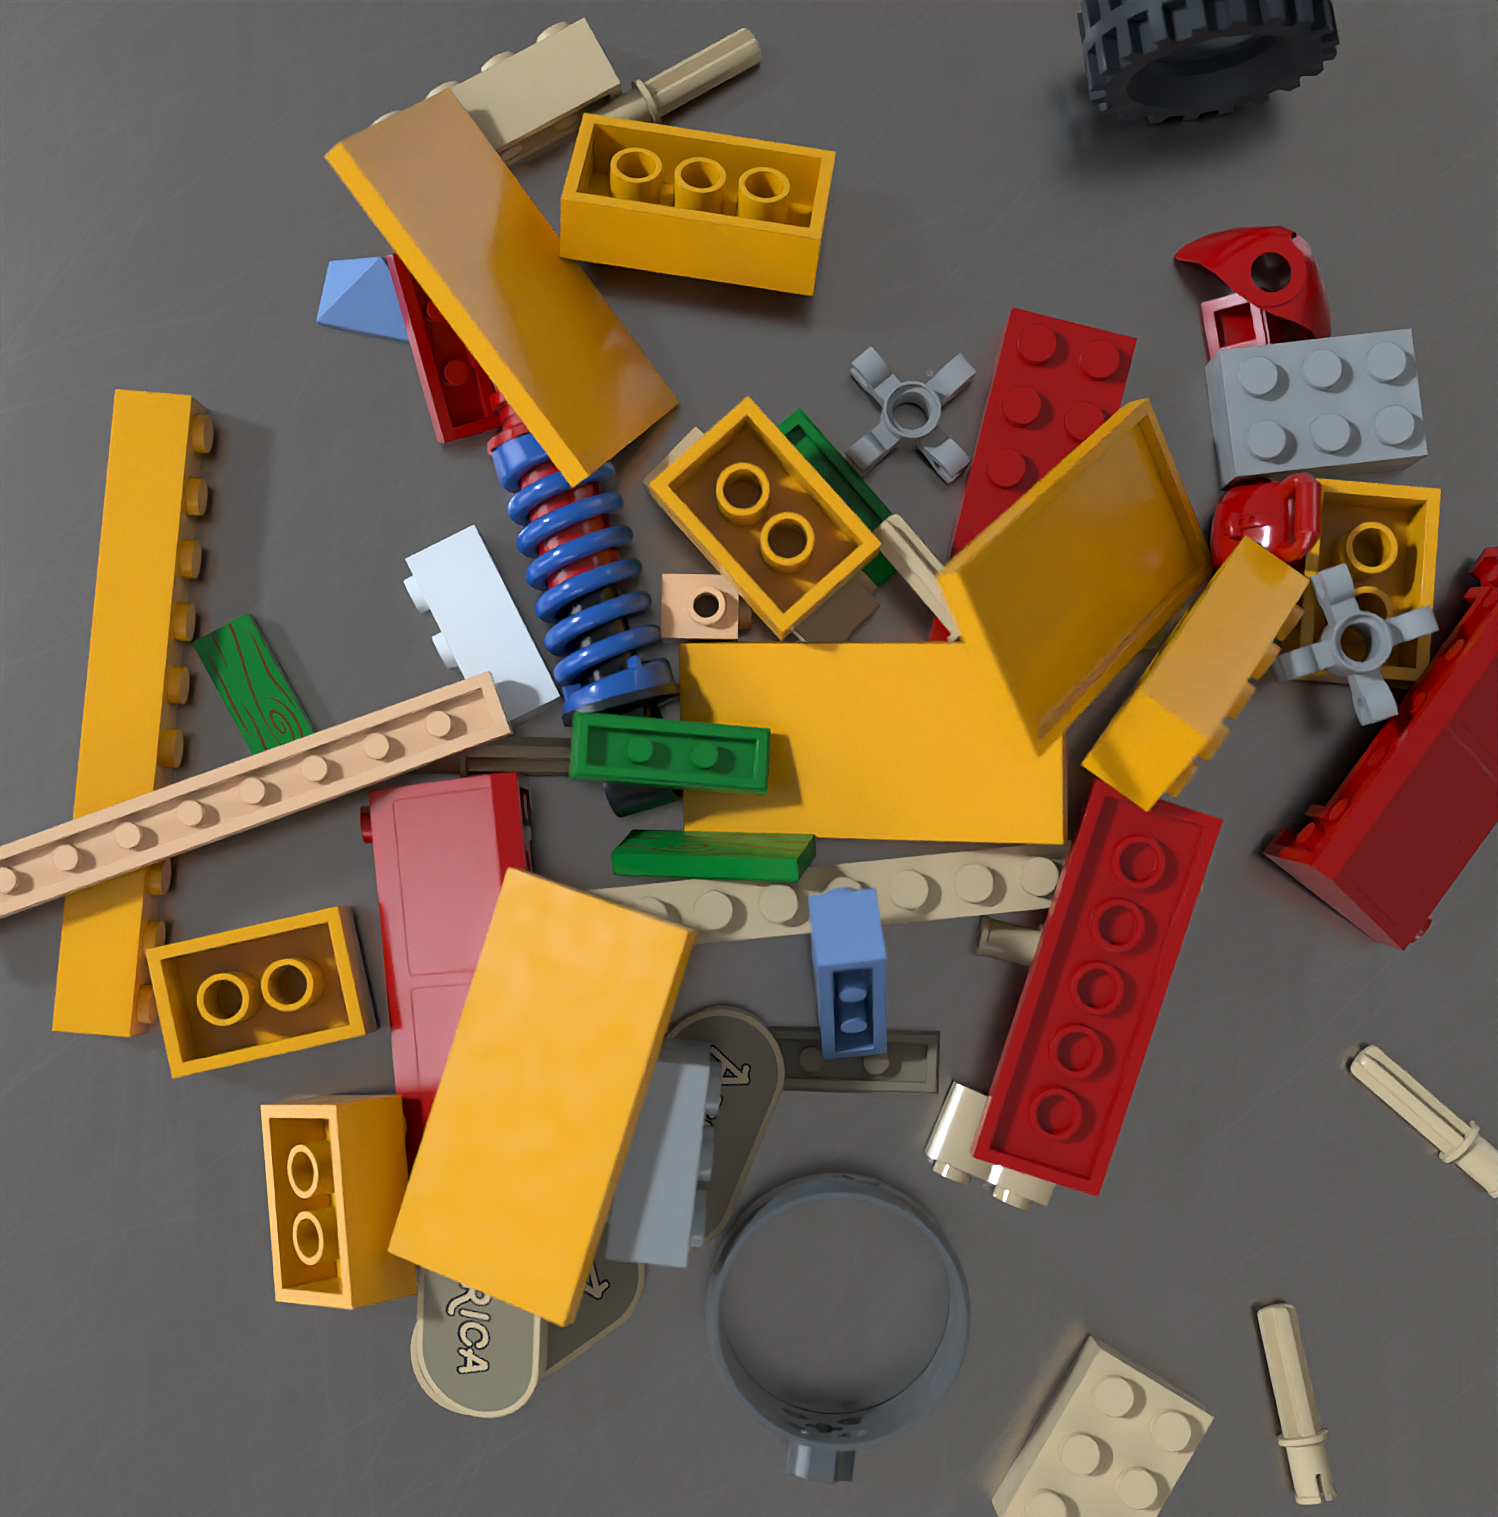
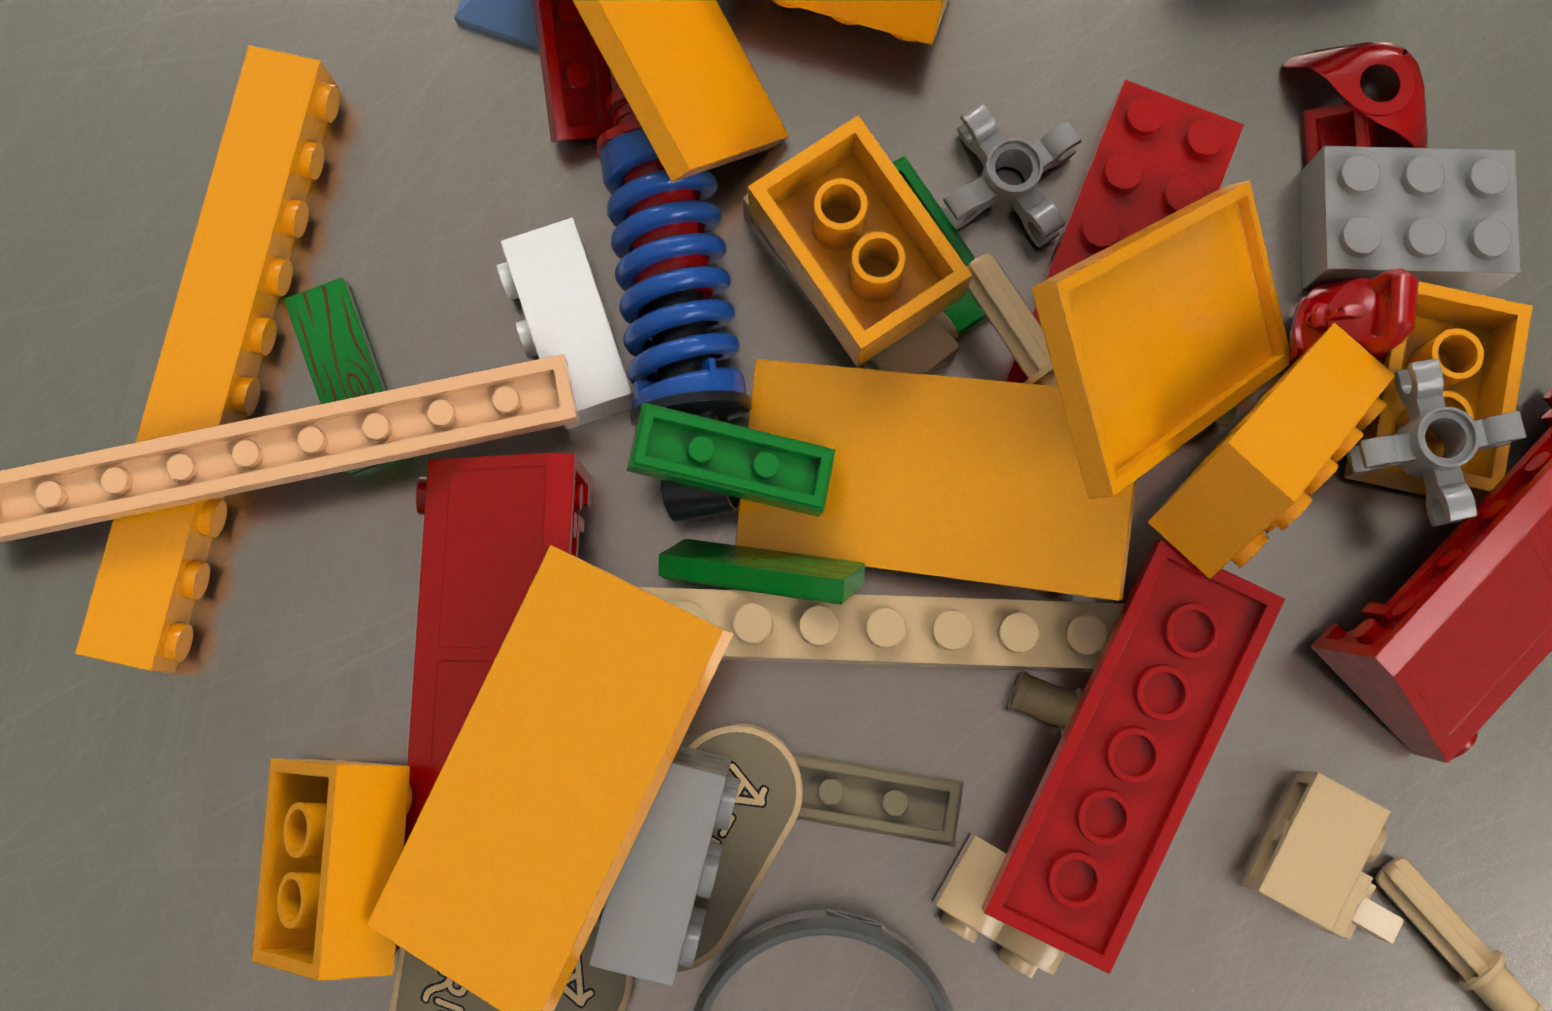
camera: 10 degrees right, 5 degrees down
(261, 990) = (289, 642): light orange brick -> none
(506, 755) = (594, 450): tan axle -> none
(701, 609) = (782, 329): light nougat brick -> none
(849, 972) = (882, 703): medium blue brick -> none
(1289, 1055) = (1317, 857): none -> tan hinge

